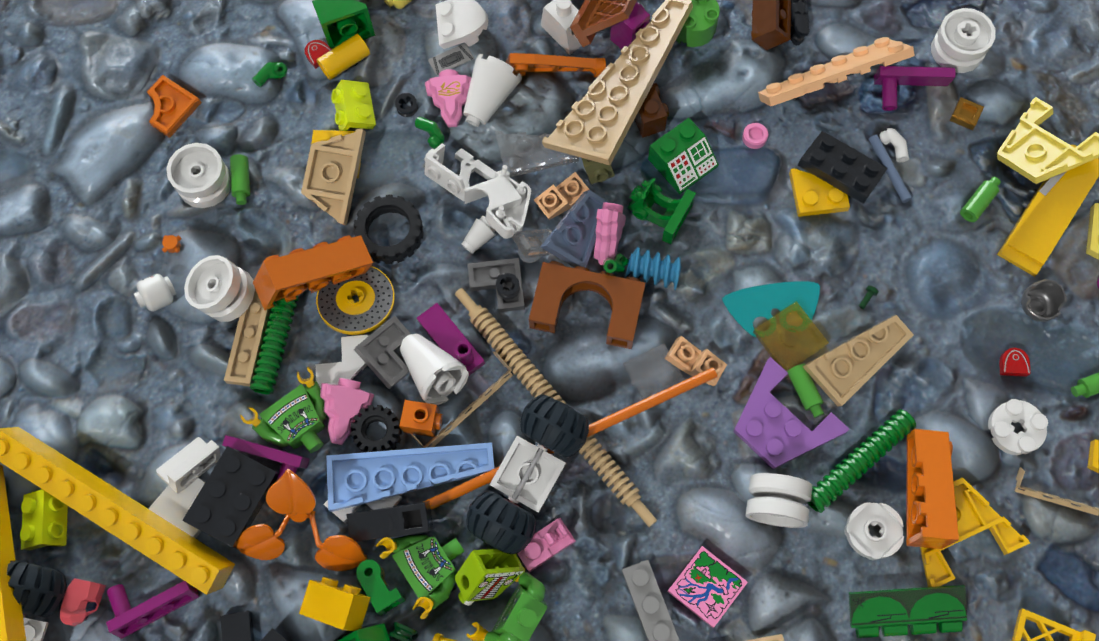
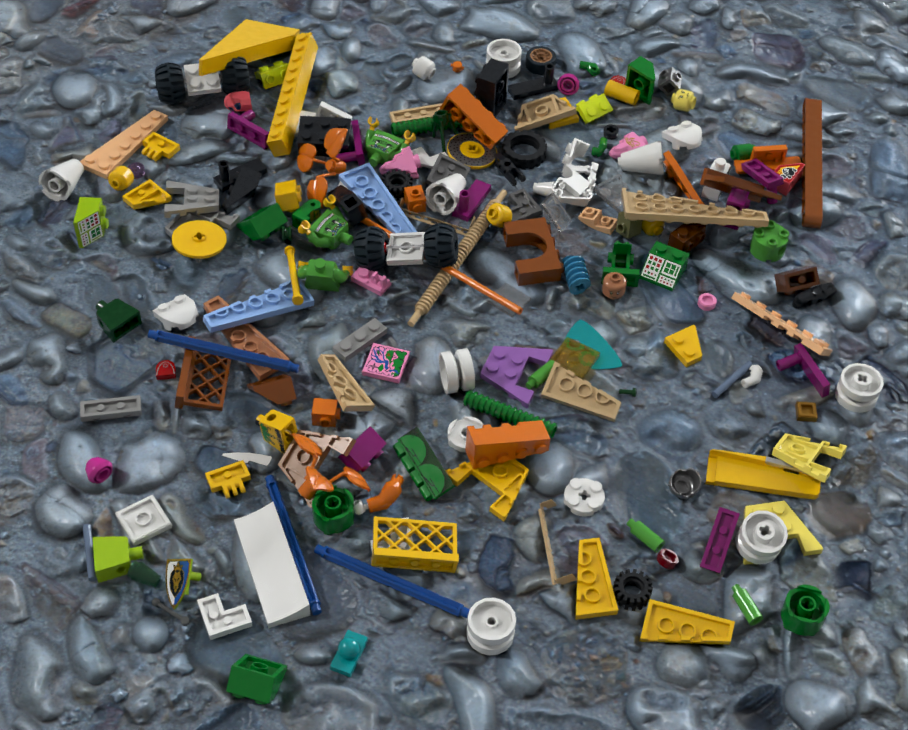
camera: 60 degrees right, 20 degrees down
(171, 104) = (541, 36): orange tile -> none
(219, 288) = (438, 86): white wheel -> none
(220, 117) = (538, 57): none -> black wheel
(240, 178) = (518, 76): bright green cylinder -> none
(267, 219) = (492, 85): none -> black brick
(268, 160) = (535, 86): none -> black piece
(293, 114) = (568, 84): none -> dark pink cone
(295, 315) = (442, 118): none -> dark green plant
(405, 266) = (508, 169): none -> black hinge
(451, 58) = (665, 145): sticker -> none
(487, 575) = (338, 249): lime torso -> none
(504, 278) = (519, 204): black bush -> none
(511, 319) = (498, 214): none -> yellow head
(576, 232) = (576, 230): sand blue wing -> none
(608, 231) = (587, 244): bright pink rock -> none
(615, 265) = (564, 251): green arm -> none
(694, 361) = (528, 318): light nougat slope -> none
(695, 231) = (614, 285): none -> nougat head
(842, 167) = (713, 349): black plate -> none
(980, 199) = (742, 433): bright green cylinder -> none
(1014, 363) = (630, 484): red tile -> none

